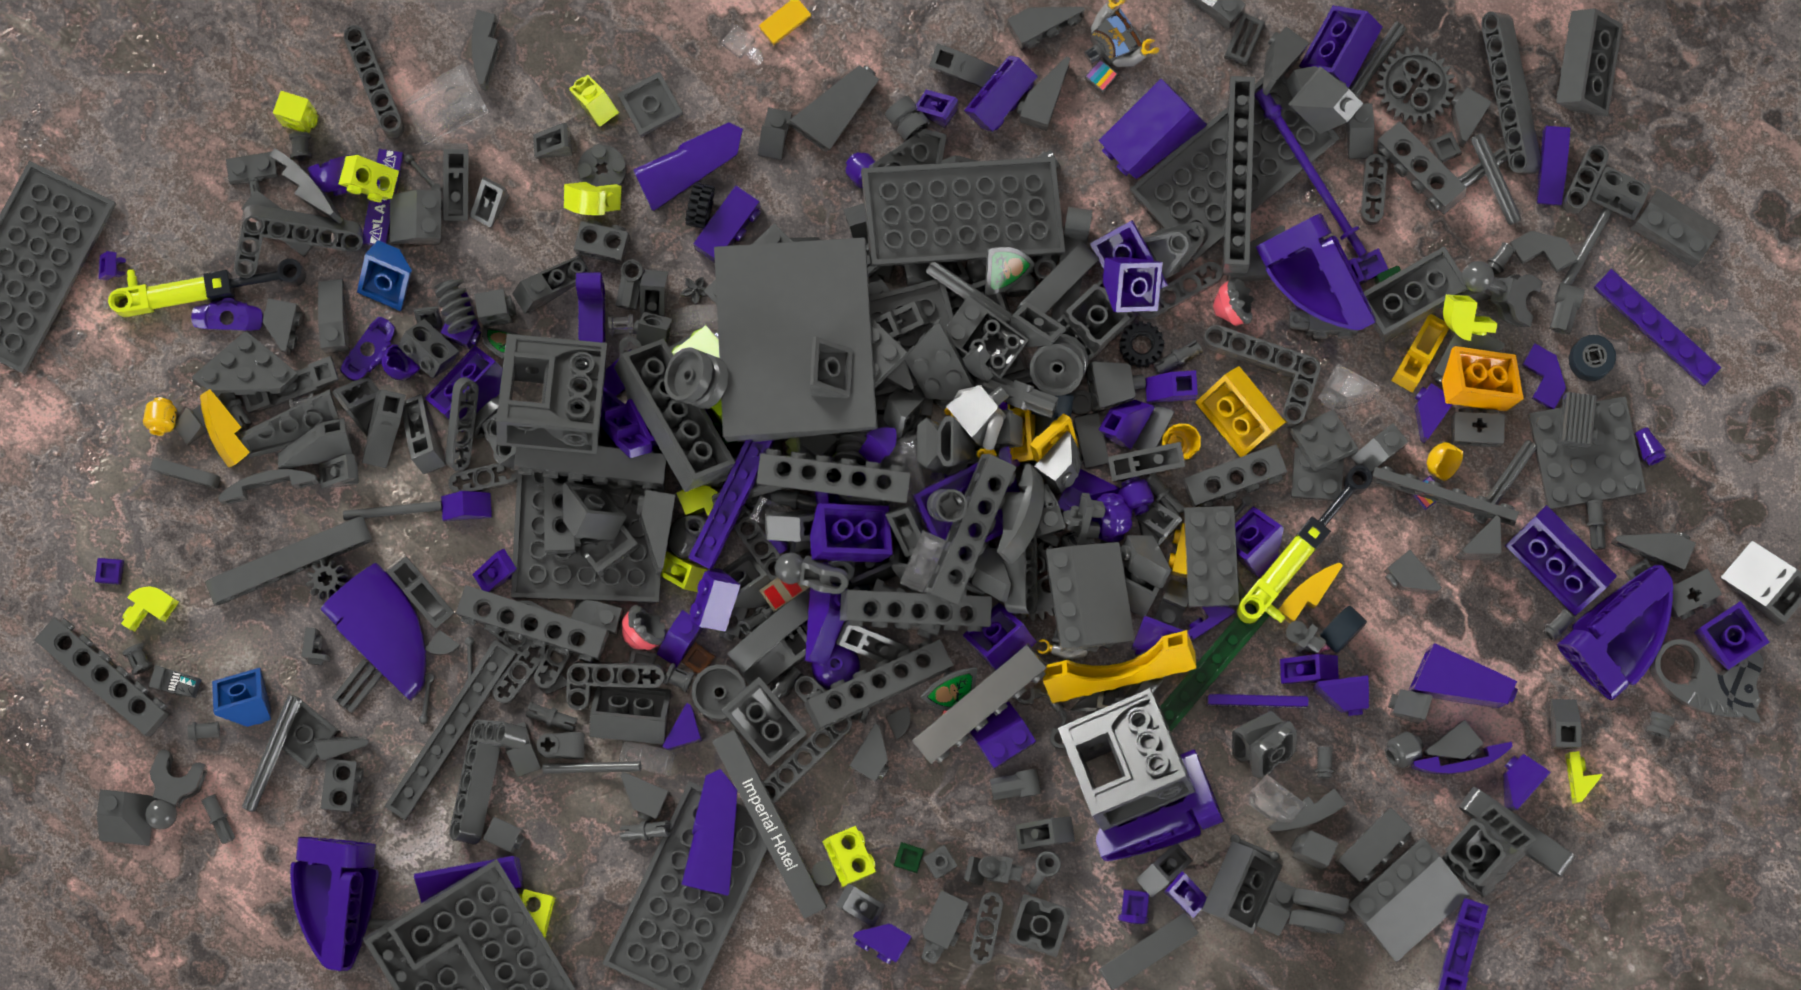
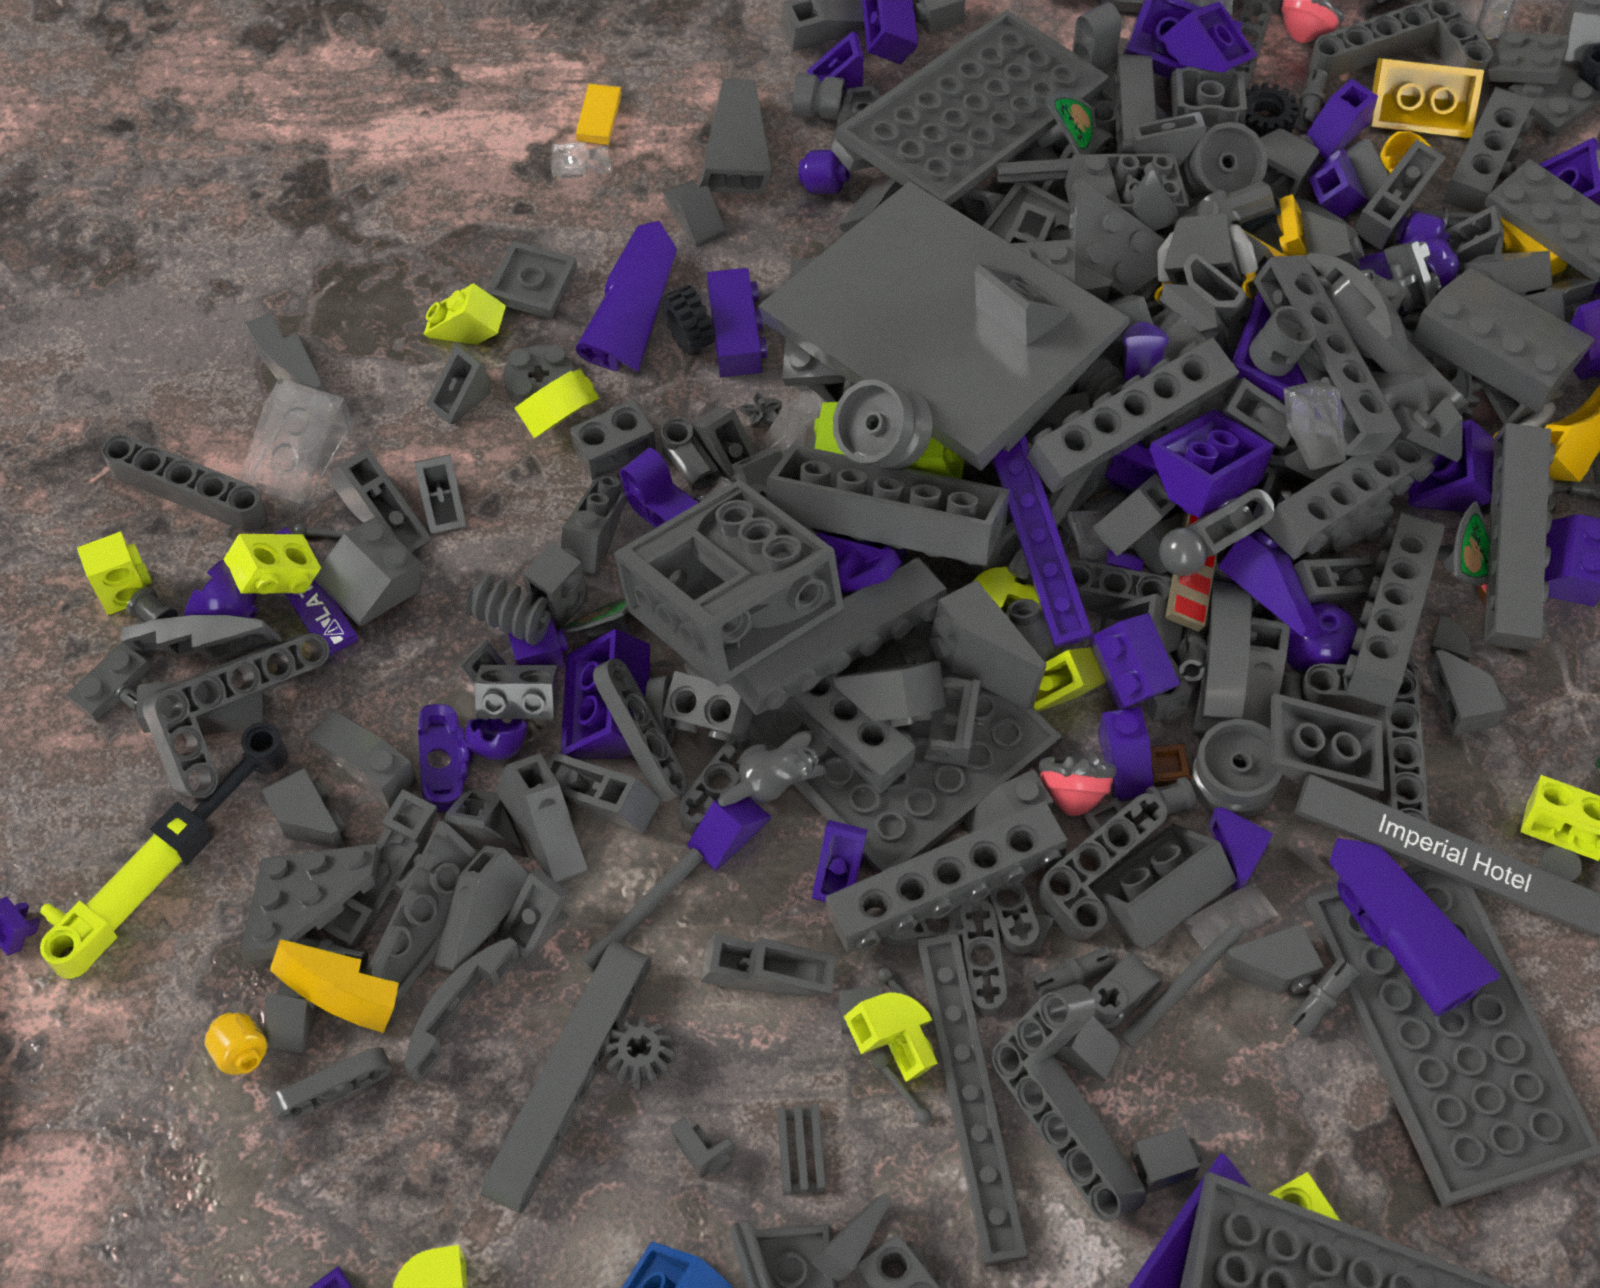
camera: 45 degrees left, 20 degrees down
(245, 316) = (201, 880): dark purple piece -> none
(382, 627) = (767, 1051): dark purple panel -> none
(385, 275) = (390, 661): blue slope -> none
(446, 667) = (896, 1022): none -> neon yellow brick
(503, 498) = (769, 773): none -> dark grey animal
(988, 612) = (1436, 431): none -> dark grey slope

